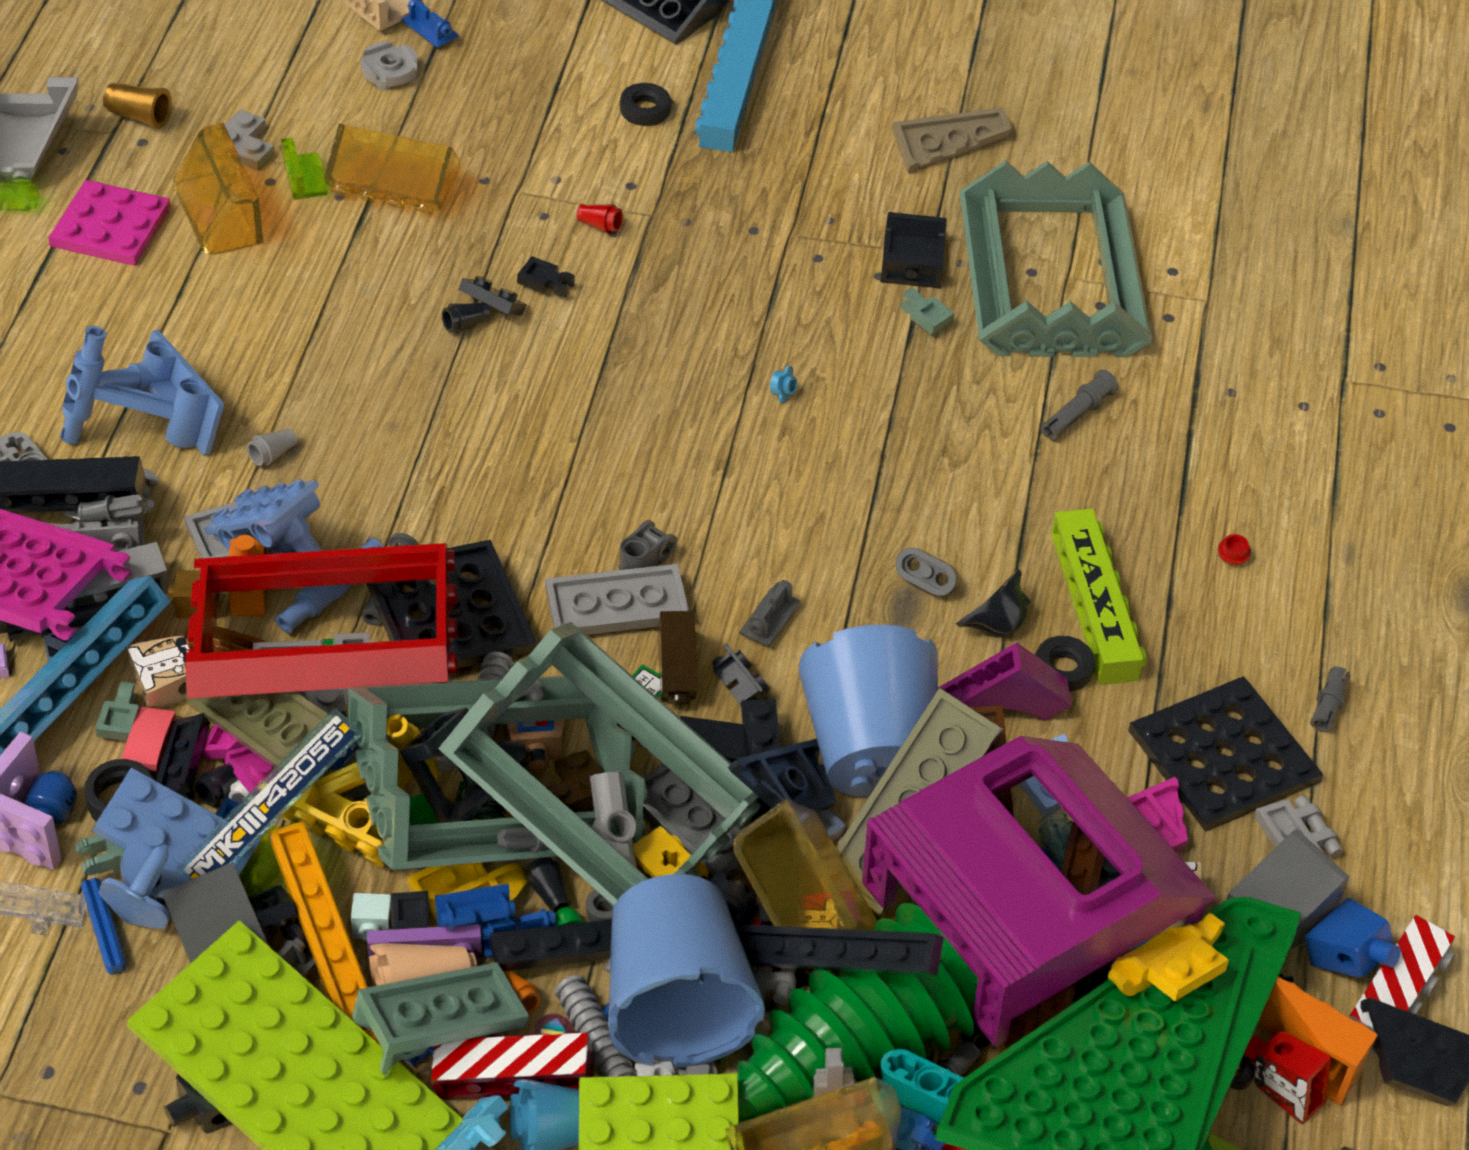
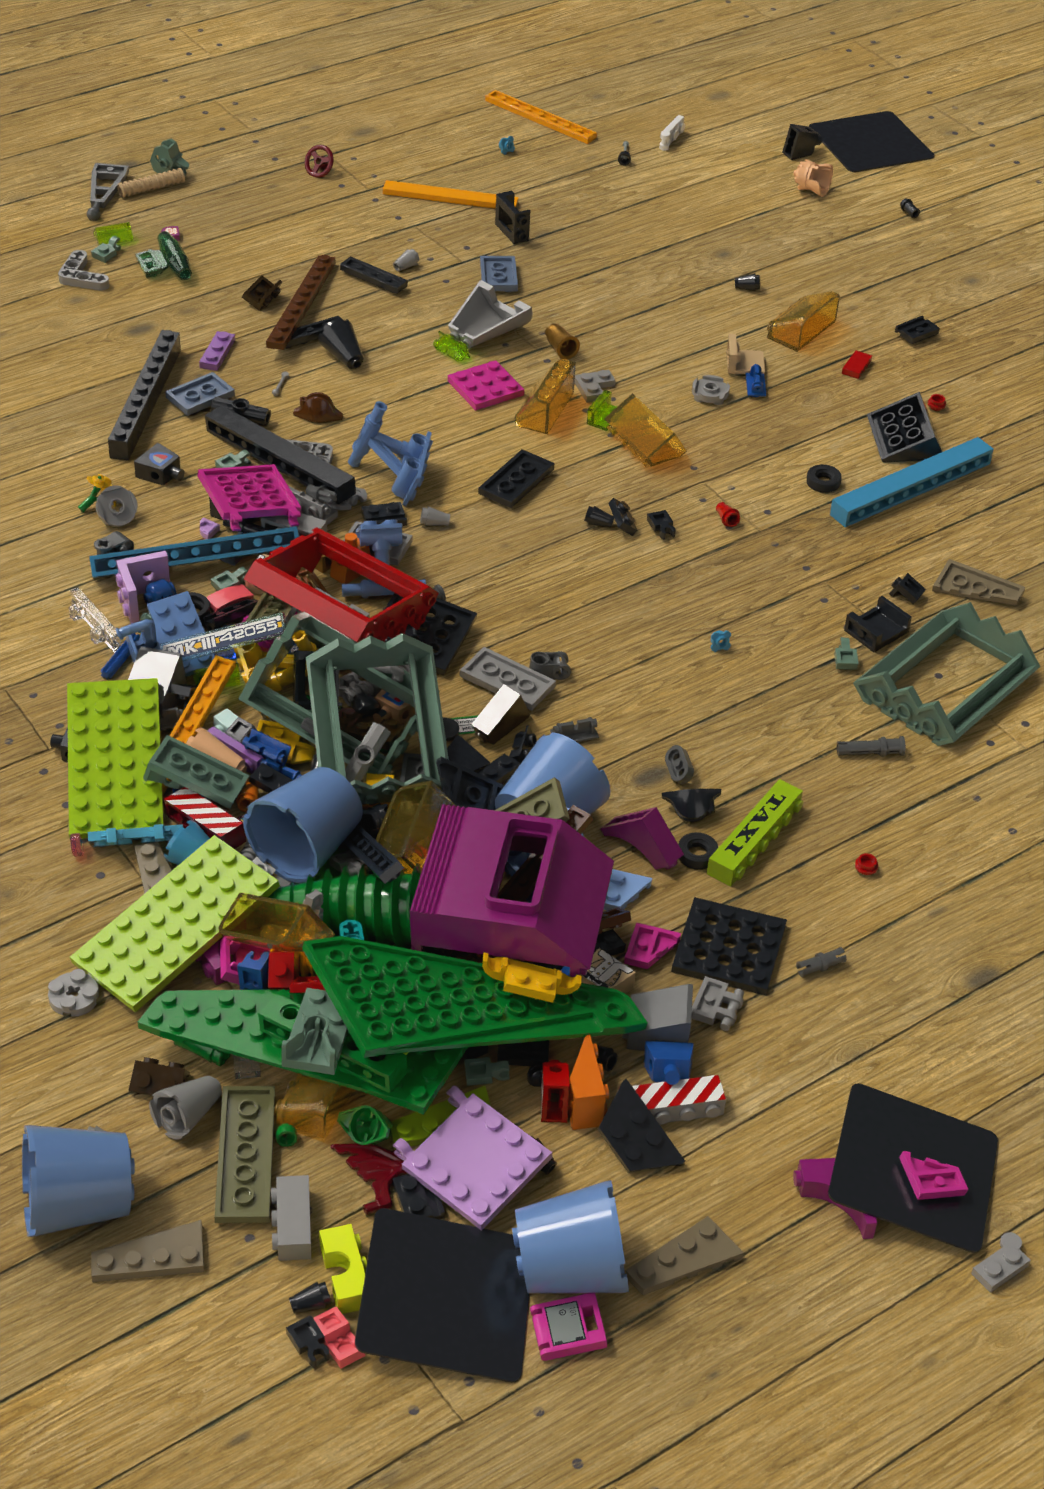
camera: 45 degrees right, 5 degrees down
(201, 485) = (384, 512): none -> black plate
(306, 327) = (516, 478): none -> black plate
(891, 184) = (908, 588): none -> black bracket

